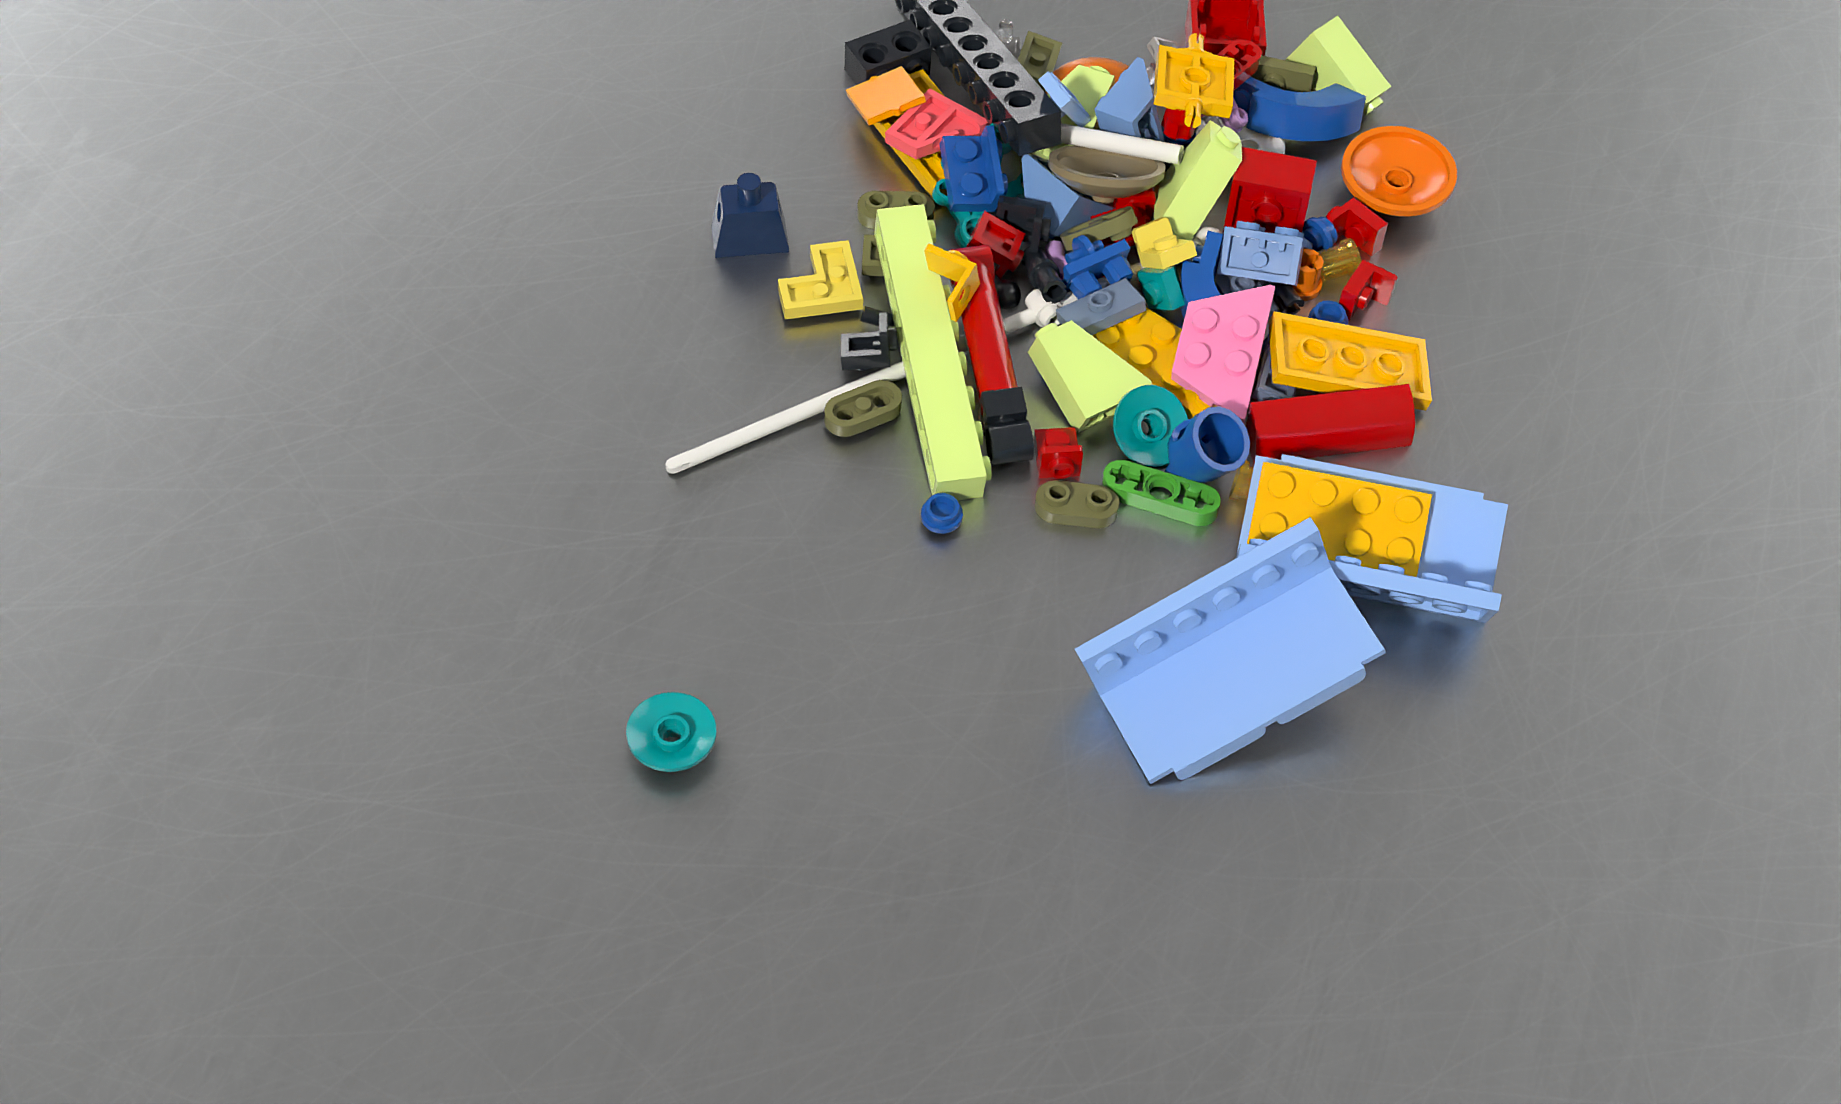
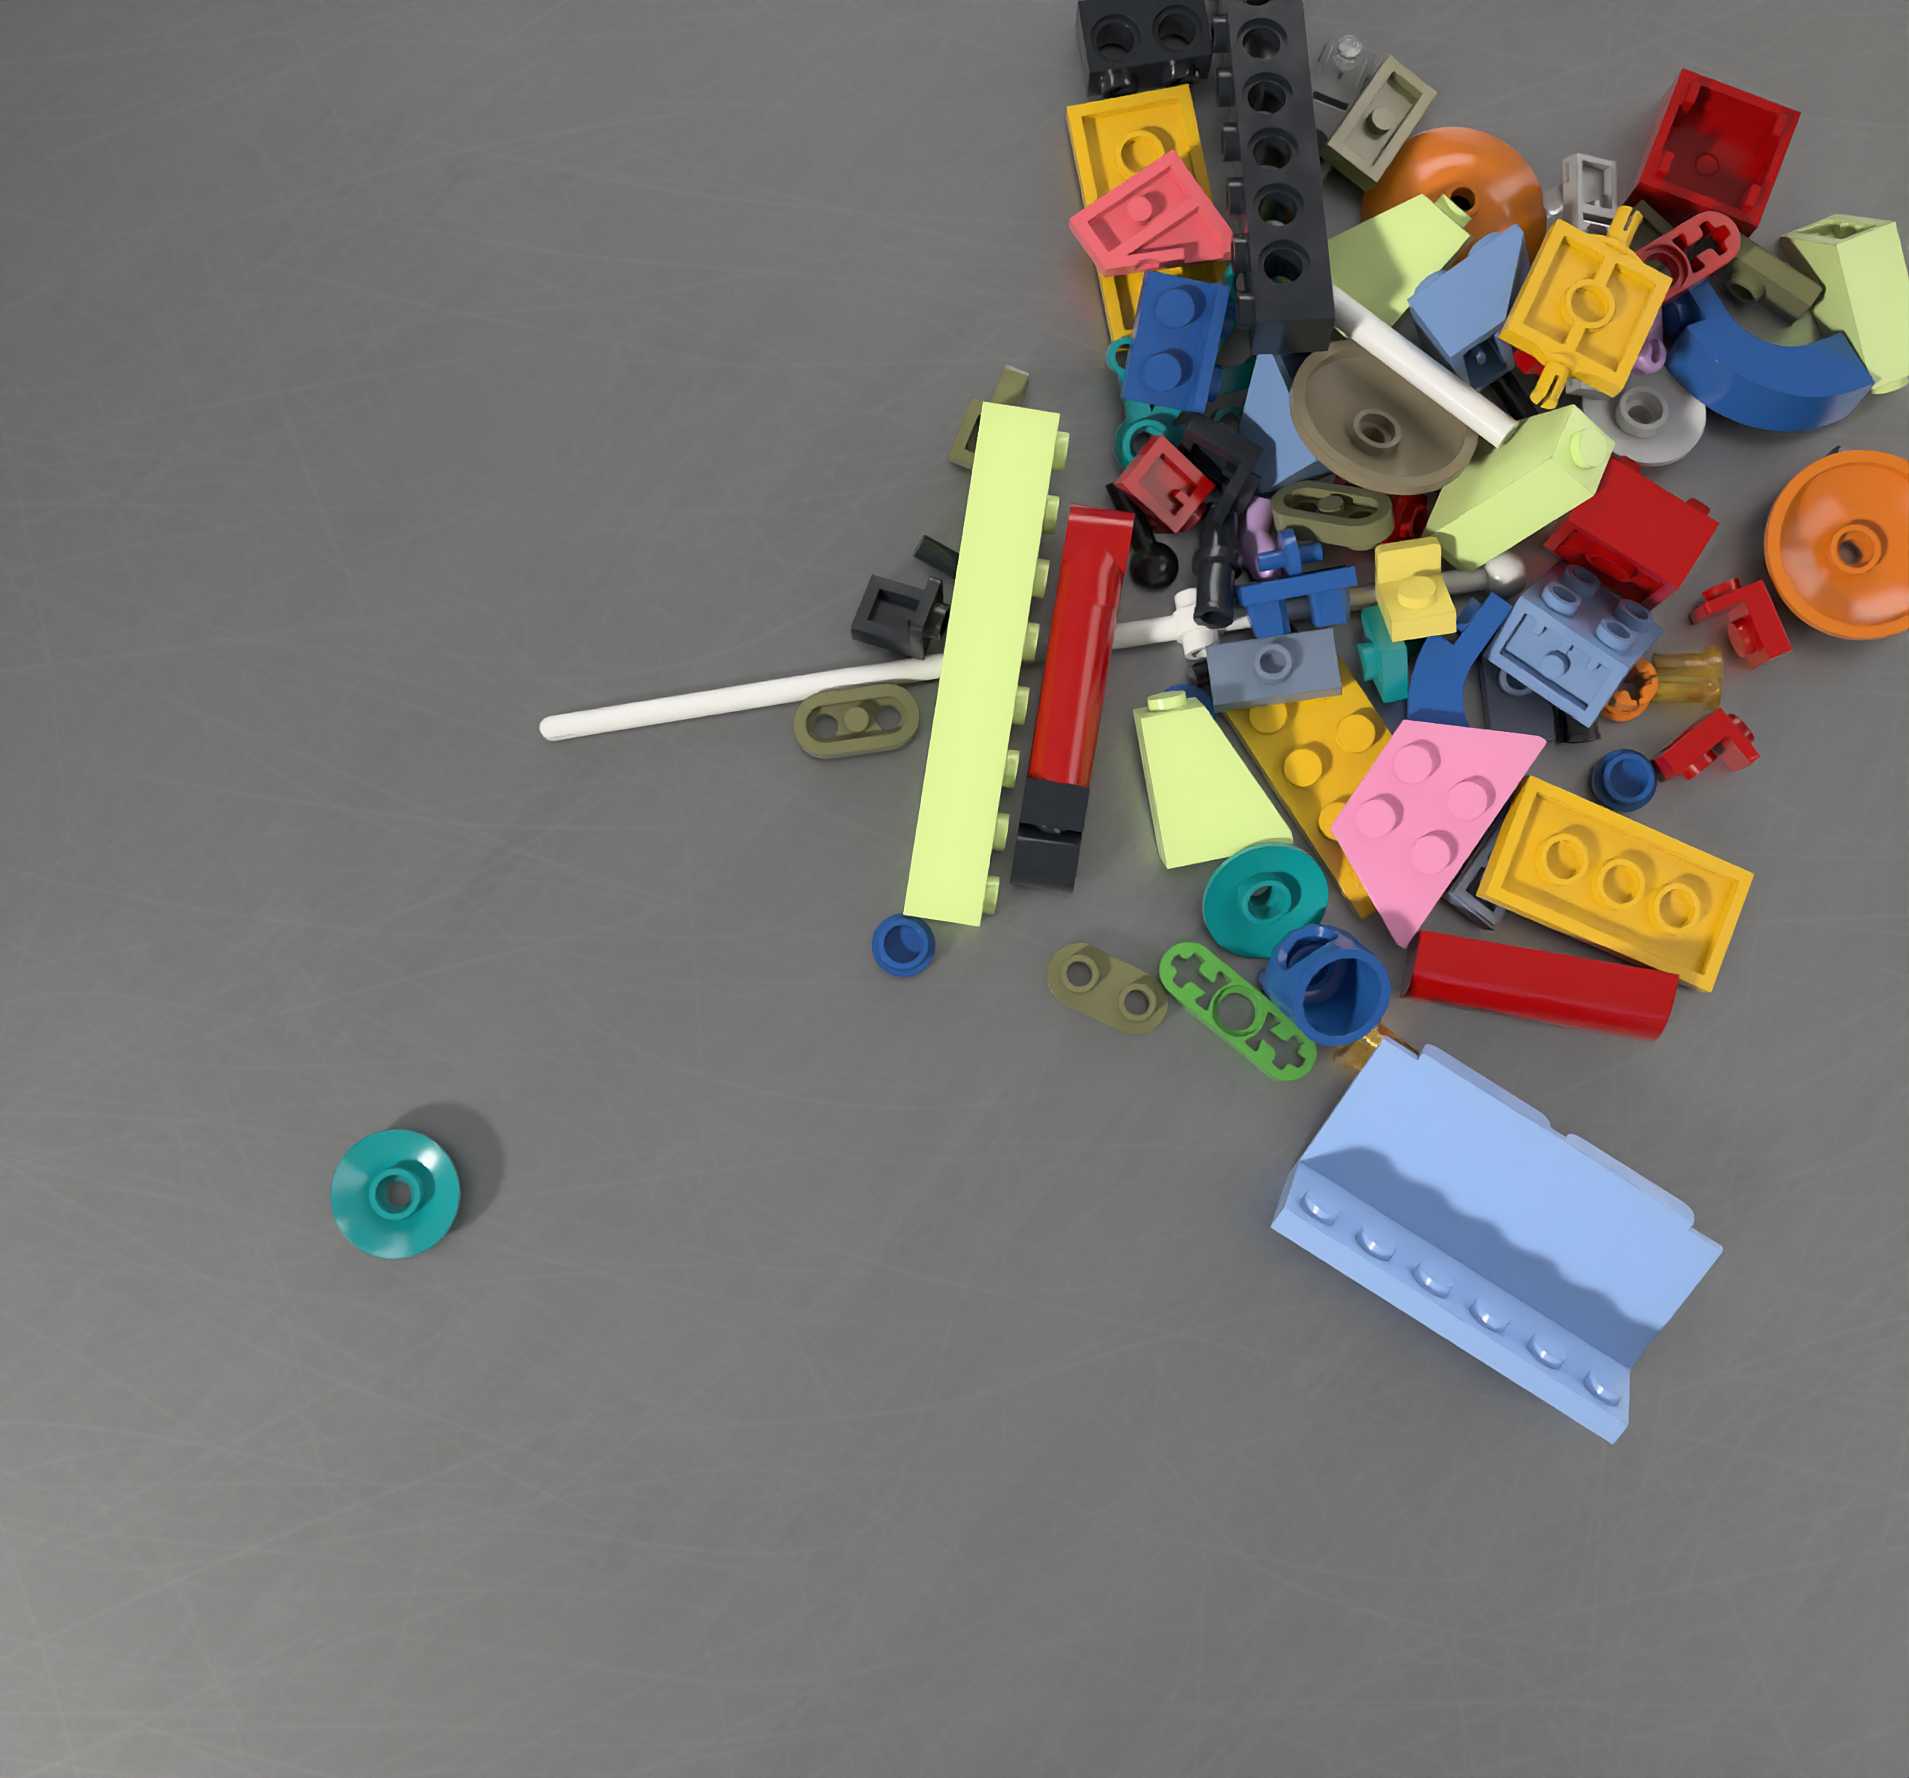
camera: 25 degrees right, 30 degrees up
(748, 219) = (807, 319): dark blue torso -> none
(830, 289) = (893, 480): light yellow plate -> none
(874, 200) = (1046, 349): olive plate -> none
(885, 95) = (1101, 136): light orange piece -> none
(957, 268) = (1059, 567): yellow bracket -> none
(1057, 453) = (1114, 891): red bracket -> none
(1064, 99) = (1361, 276): light blue plate -> none
(1231, 655) = (1206, 1385): light blue piece -> none
(1320, 233) = (1682, 619): blue plate -> none
(1352, 515) = (1463, 1181): yellow plate -> none

